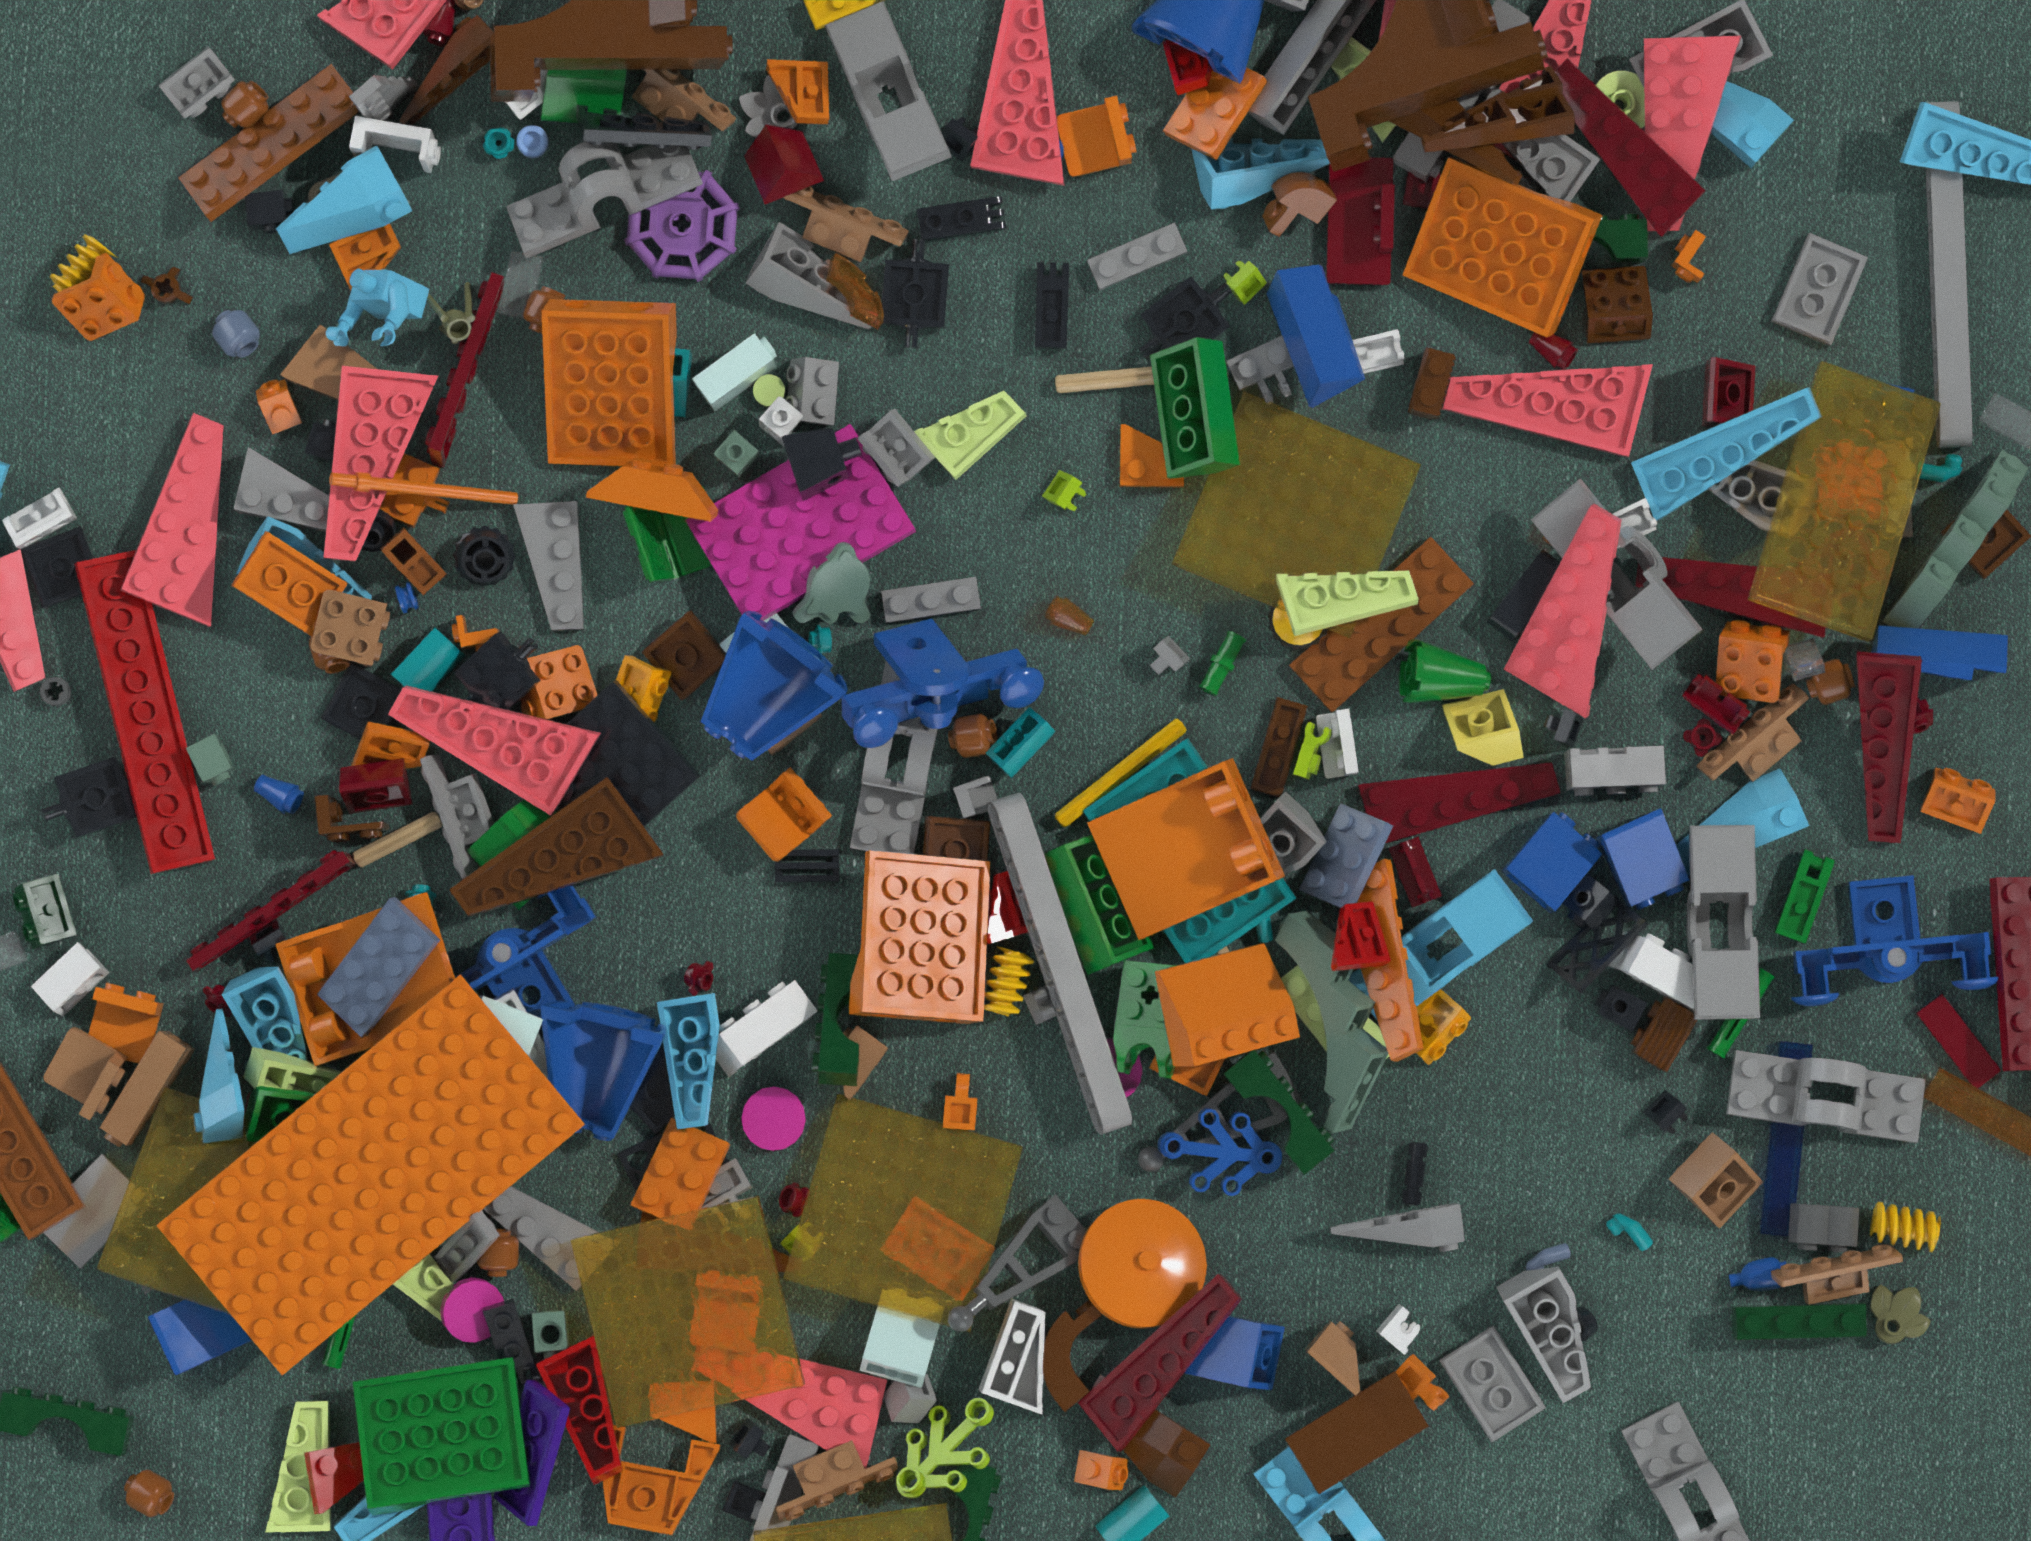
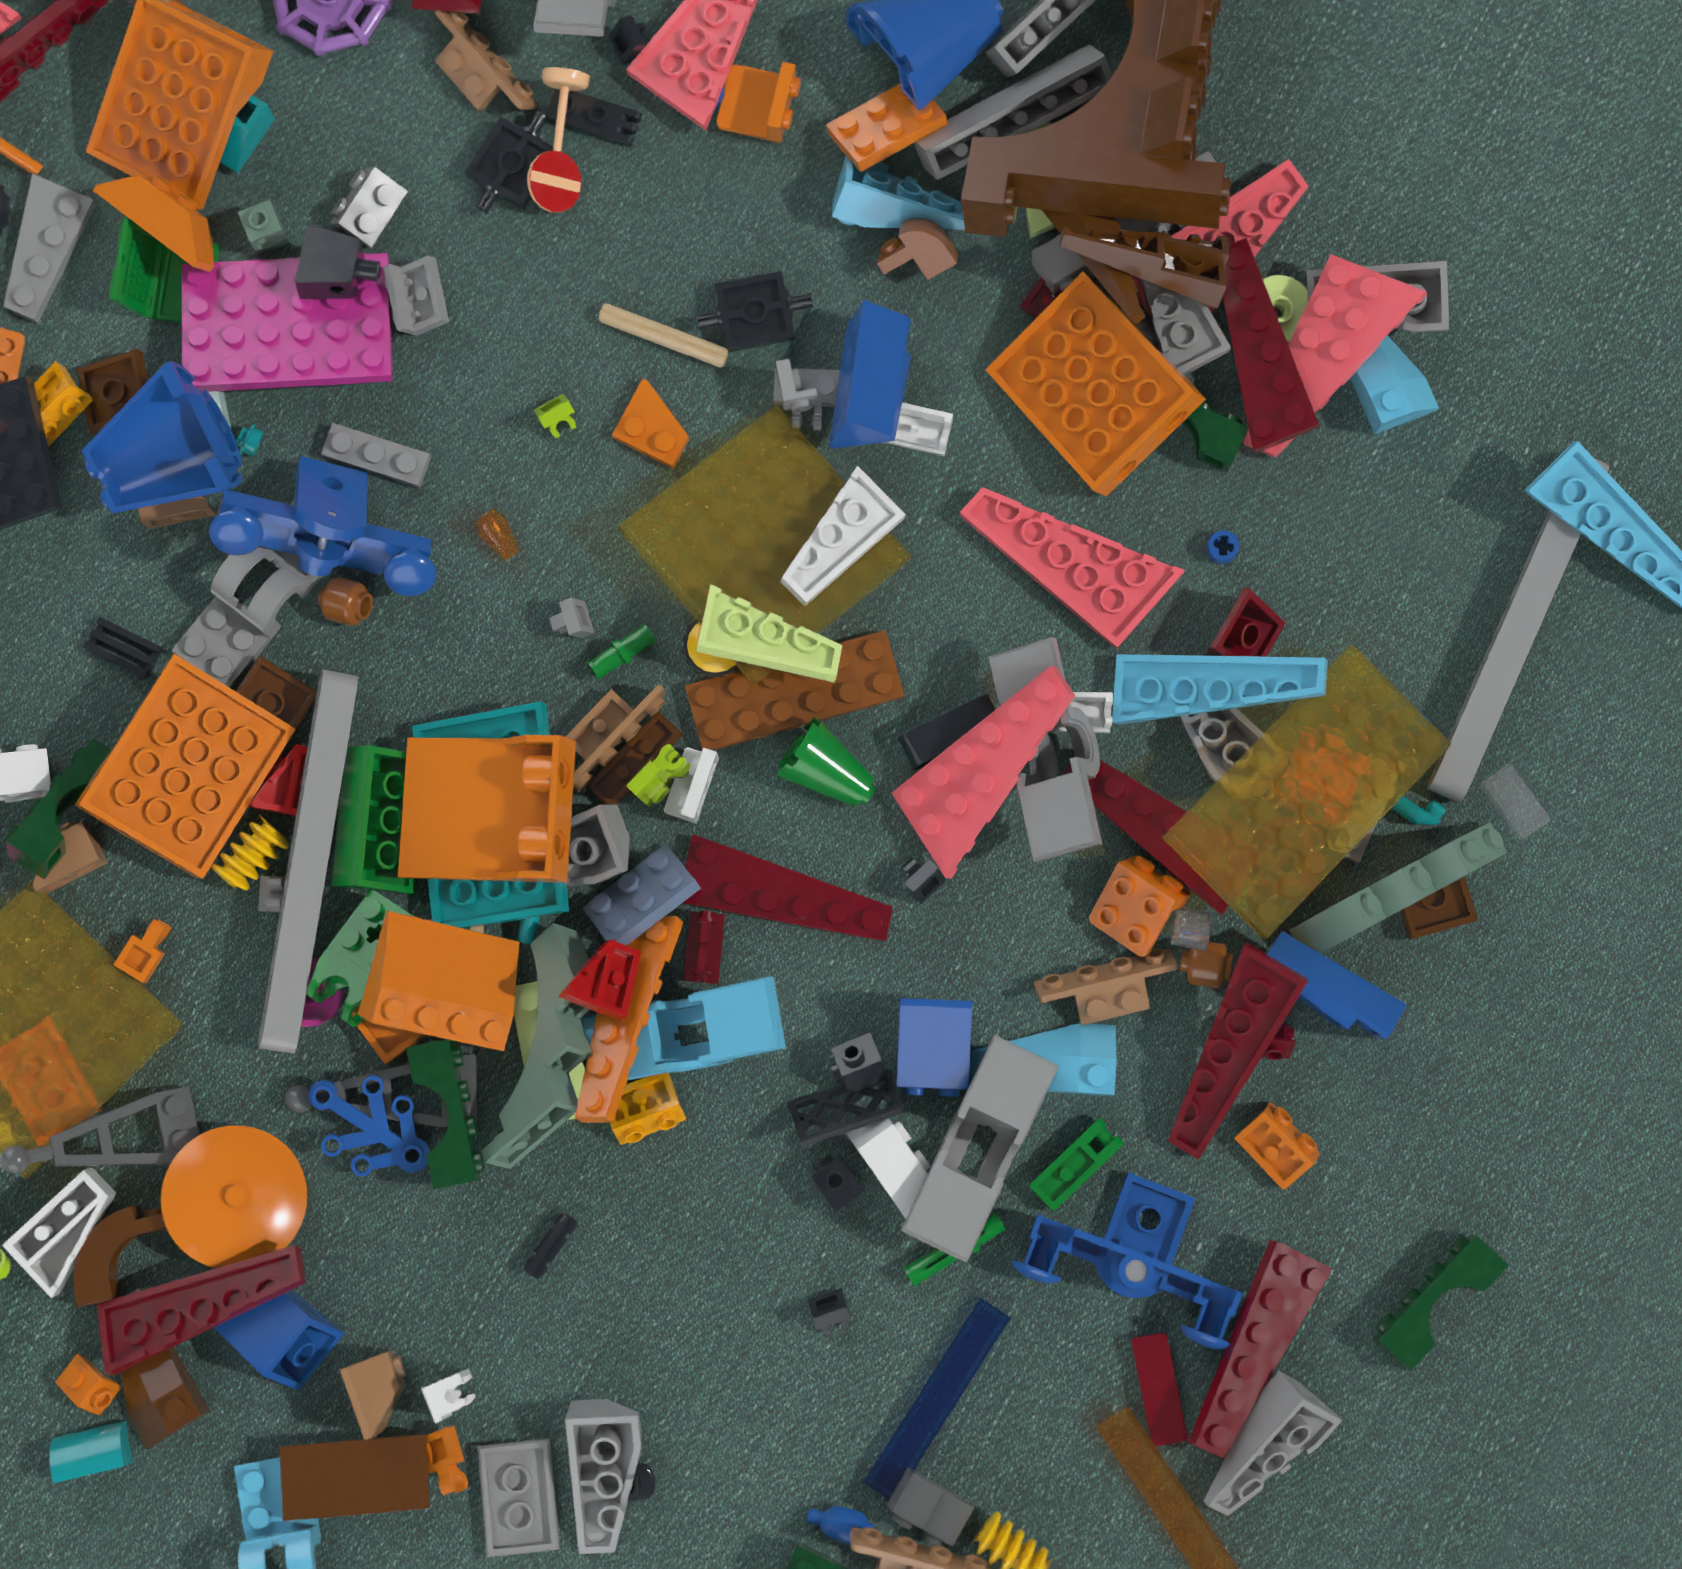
camera: 25 degrees right, 5 degrees down
(735, 371) = (301, 148): light aqua brick -> none
(767, 389) = (328, 186): yellowish green tile -> none
(780, 419) = (320, 210): white bracket -> none
(783, 815) = (120, 586): orange bracket -> none
(797, 276) = (409, 89): light grey wedge -> none
(836, 588) = (286, 393): sand green tile -> none
(851, 282) = (458, 137): clear orange tile -> none
(958, 286) = (554, 175): none -> piece
(969, 434) = (494, 318): yellowish green wing -> none
(974, 796) = (313, 657): light grey panel -> none
(1020, 742) = (385, 629): teal brick -> none
(1051, 307) = (635, 237): black hinge -> none
(1121, 772) = (405, 720): yellow axle -> none
(1137, 256) = (741, 231): light grey plate -> none
(1186, 67) = (877, 75): red wing -> none
(1194, 408) = (717, 392): green slope -> none
(1243, 731) = (606, 727): none -> medium nougat bracket
(1245, 282) = (831, 303): lime tile -> none
(1249, 370) = (788, 383): none -> light grey bracket
(1360, 474) = (844, 534): none -> white wing
(1361, 224) = (970, 301): dark red bracket -> none
(1422, 1227) = (526, 1302): light grey wedge -> none
(1431, 383) = (960, 484): reddish brown brick -> none
(1485, 728) = (842, 840): light yellow slope -> none
(1549, 1256) = (639, 1396): sand blue arm -> none
(1553, 861) = (843, 1003): blue slope -> none
(1554, 349) = (1096, 510): dark red cone -> none
(1614, 769) = (950, 944): light grey wedge -> none
(1617, 304) = (1178, 498): reddish brown bracket -> none
(1632, 1228) = (738, 1412): teal arm -> none
(1664, 1033) = (866, 1231): reddish brown brick -> none
(1677, 319) = (1213, 552): none -> blue bush
(1687, 248) = (1273, 478): orange bracket -> none
(1703, 728) = (1059, 948): dark red plate -> none
(1716, 1180) = (844, 1405): medium nougat slope -> none
(1726, 712) = (1089, 943): dark red hinge -> none
(1778, 1092) = (951, 1344): light grey piece -> none
(1819, 289) = (1384, 580): light grey tile -> none

